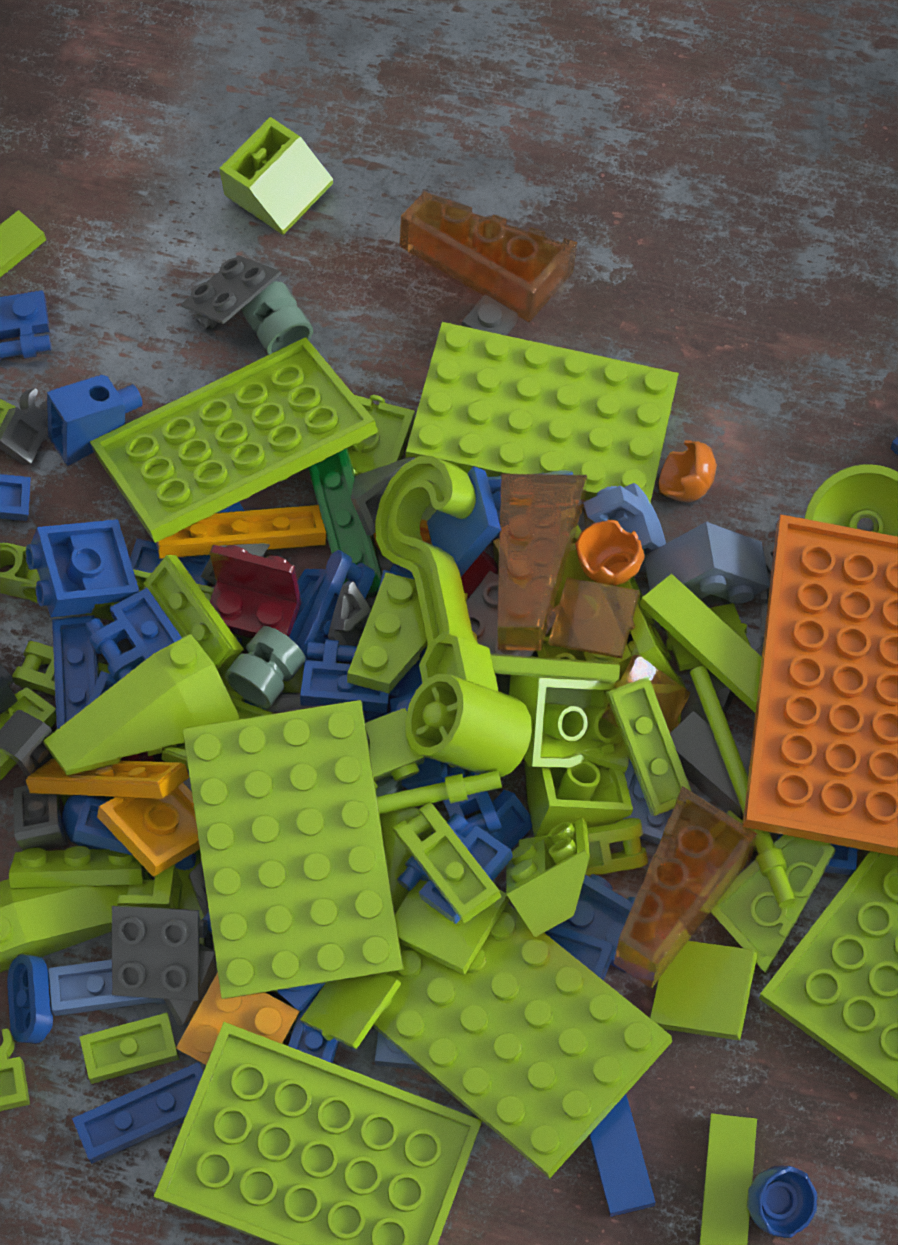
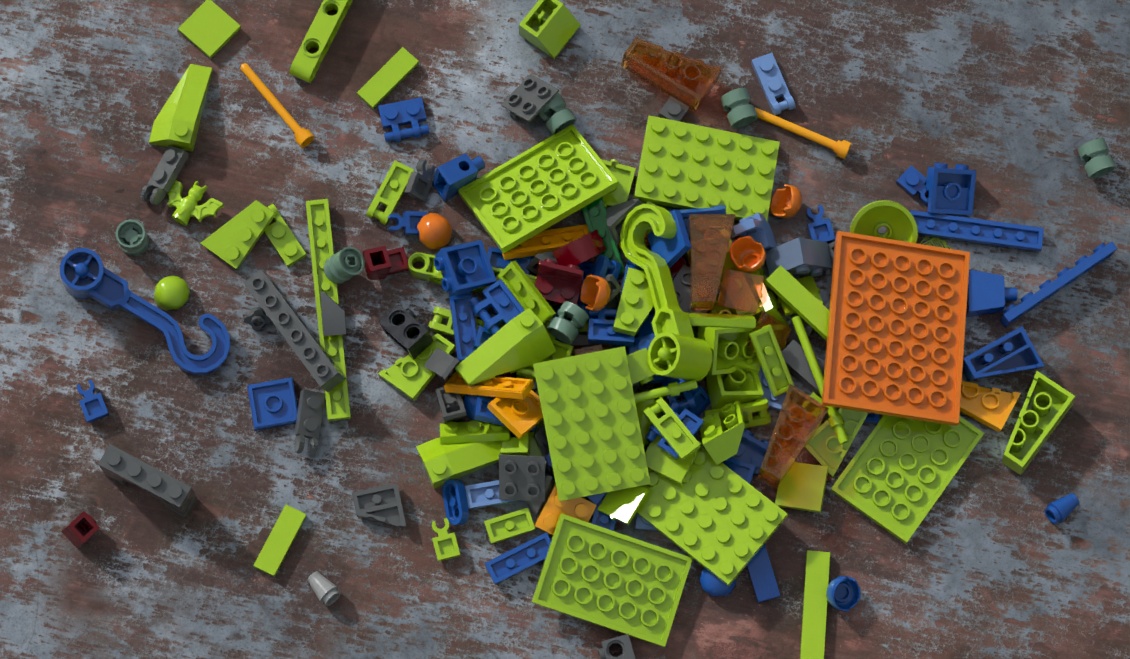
camera: 10 degrees left, 10 degrees up
(38, 504) = (434, 231): none -> orange hair
(300, 536) = (580, 249): none -> dark red brick
(319, 612) = (595, 292): none -> orange hair
(524, 1179) = (715, 586): none -> blue hair
(605, 316) = (739, 109): none -> sand green wheel
(669, 279) = (772, 83): none -> medium blue plate
(747, 517) = (819, 228): none -> blue plate
(789, 385) = (839, 147): none -> light orange piece

